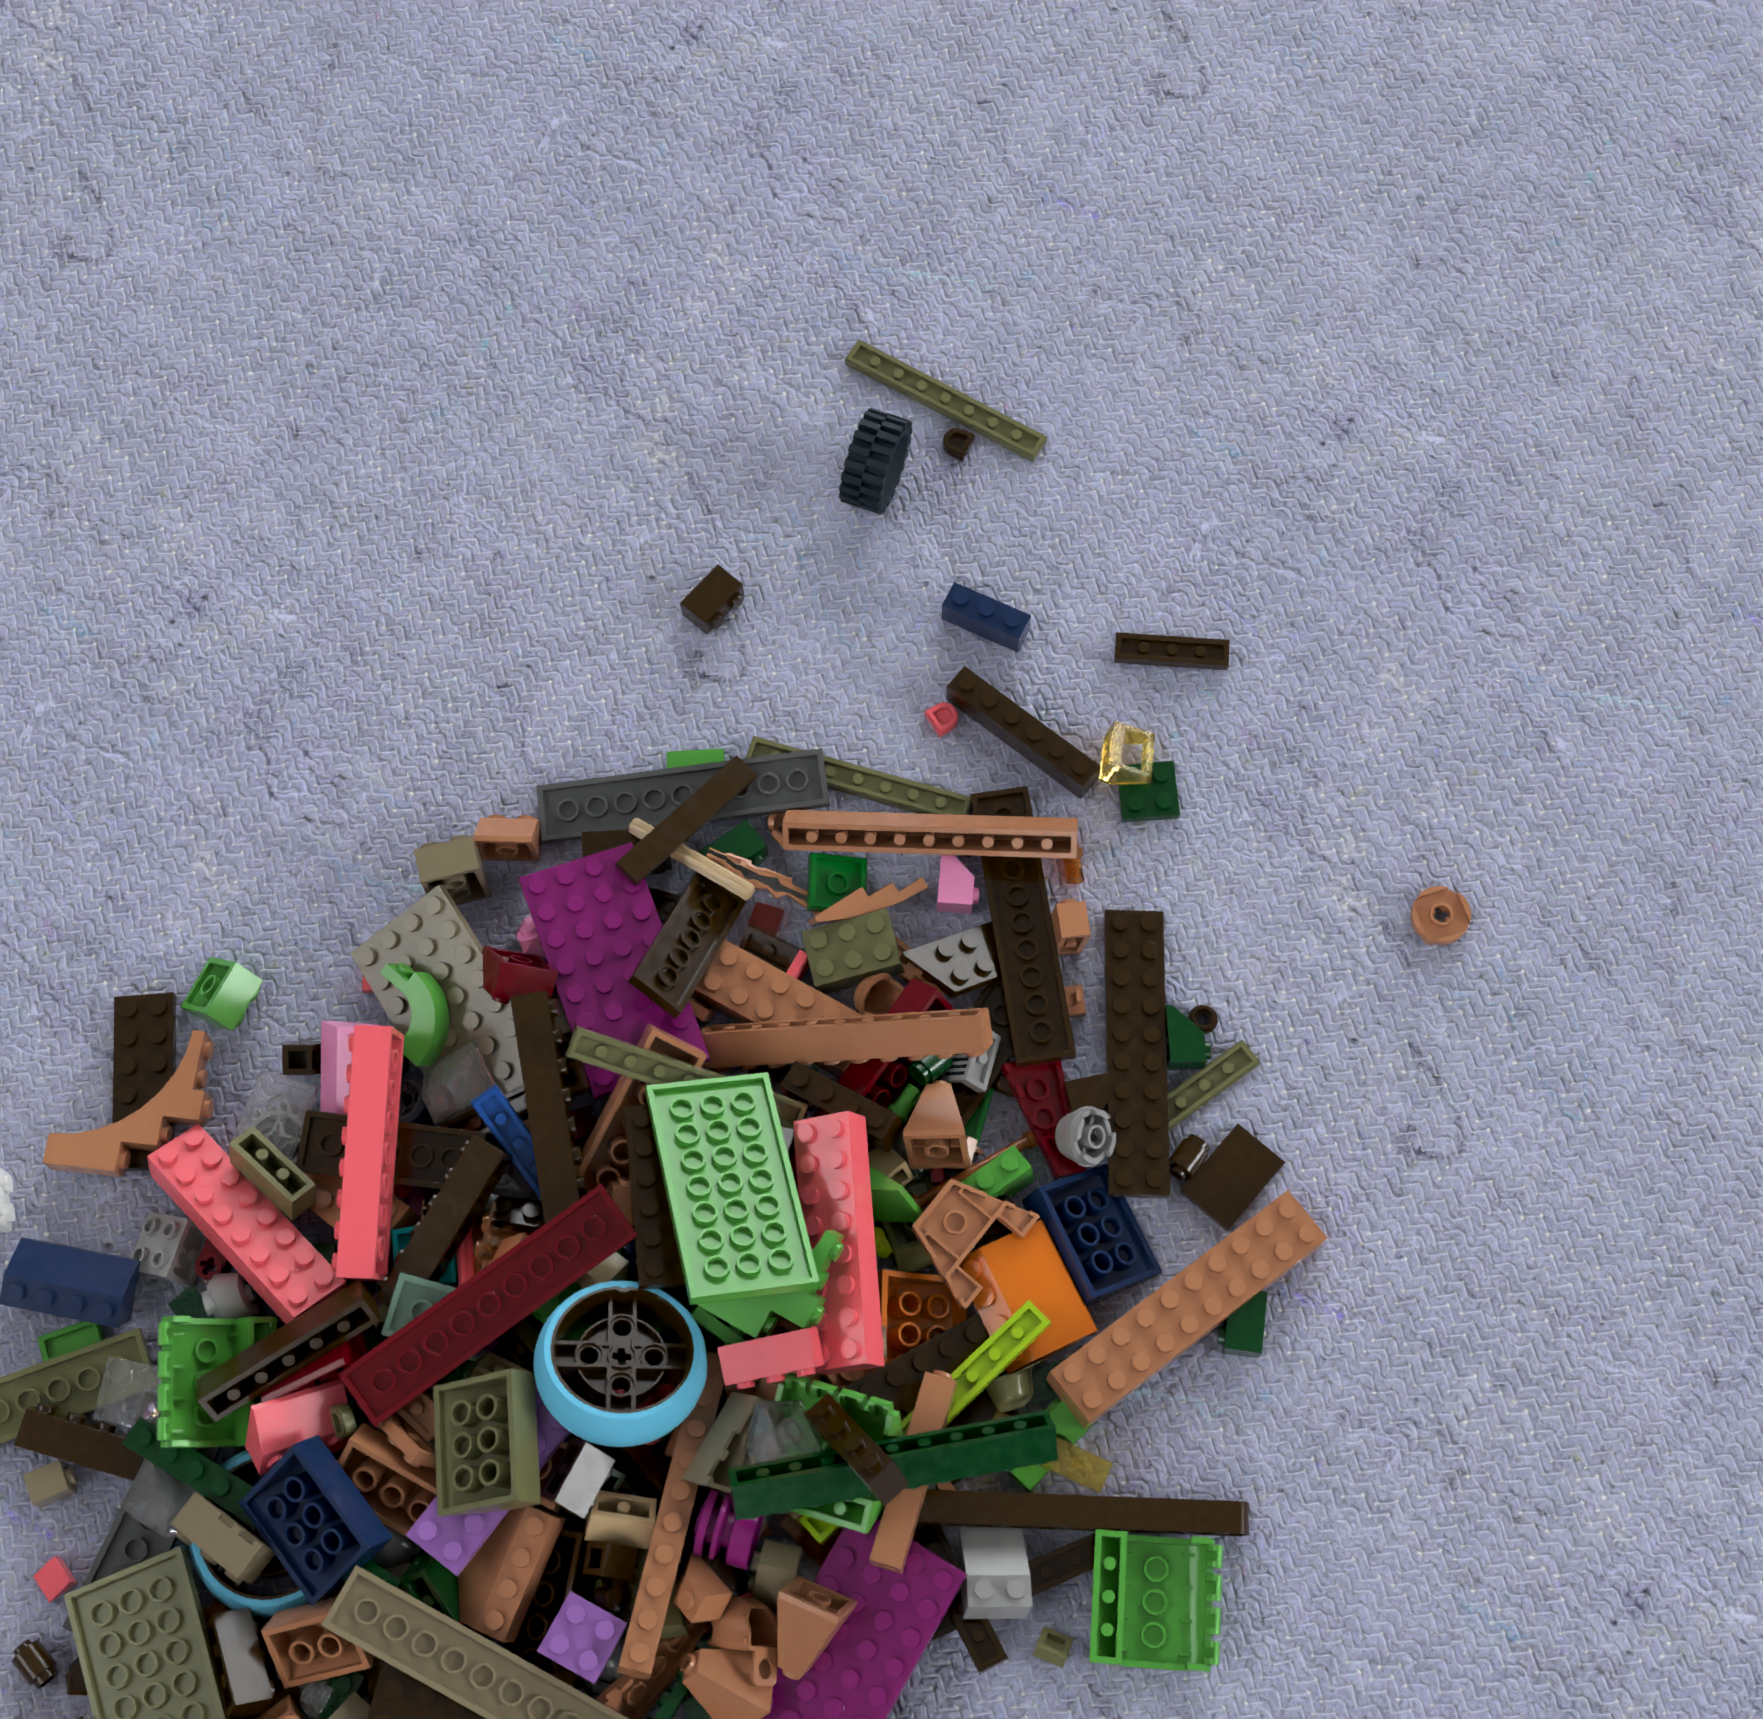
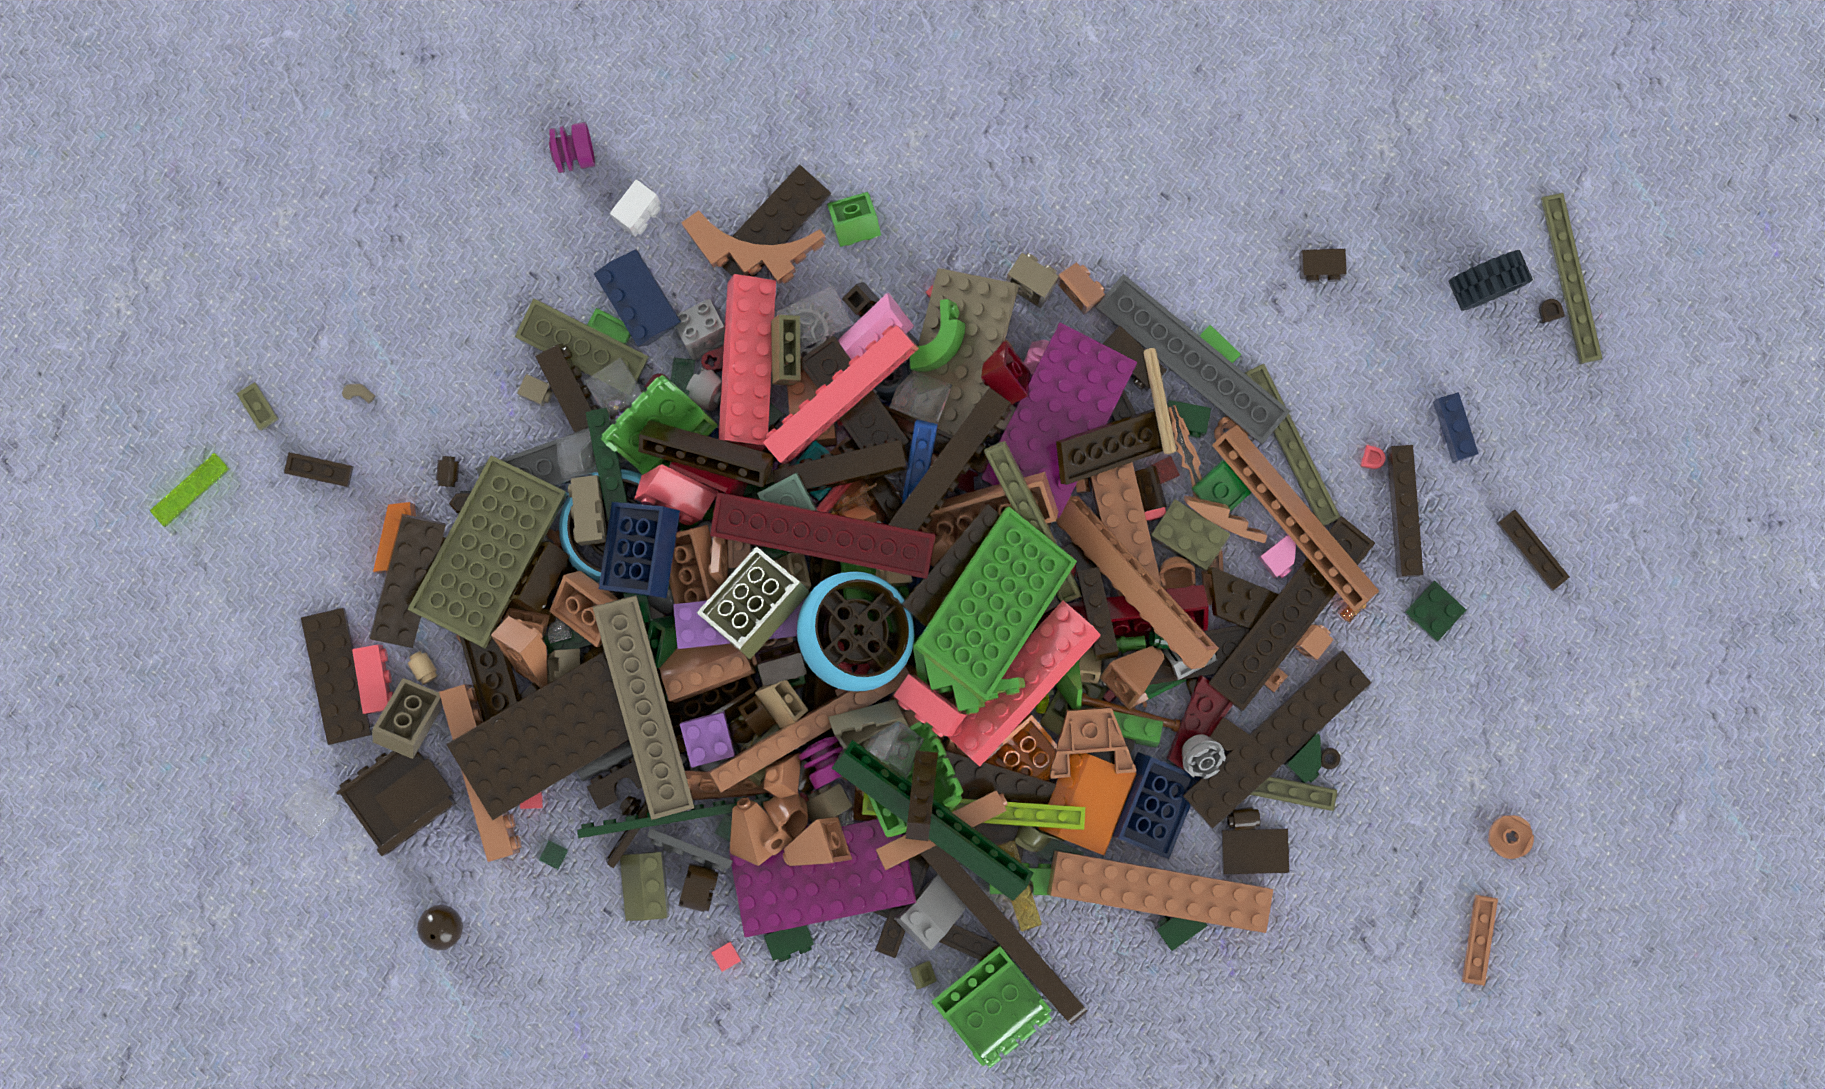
camera: 45 degrees right, 15 degrees up
(54, 1578) = (494, 439): coral slope -> none
(342, 1420) = (698, 514): olive tile -> none
(685, 821) = (1177, 379): dark brown tile -> none
(1111, 769) = (1437, 574): clear yellow tile -> none
(1521, 1037) = (1479, 940): none -> nougat tile

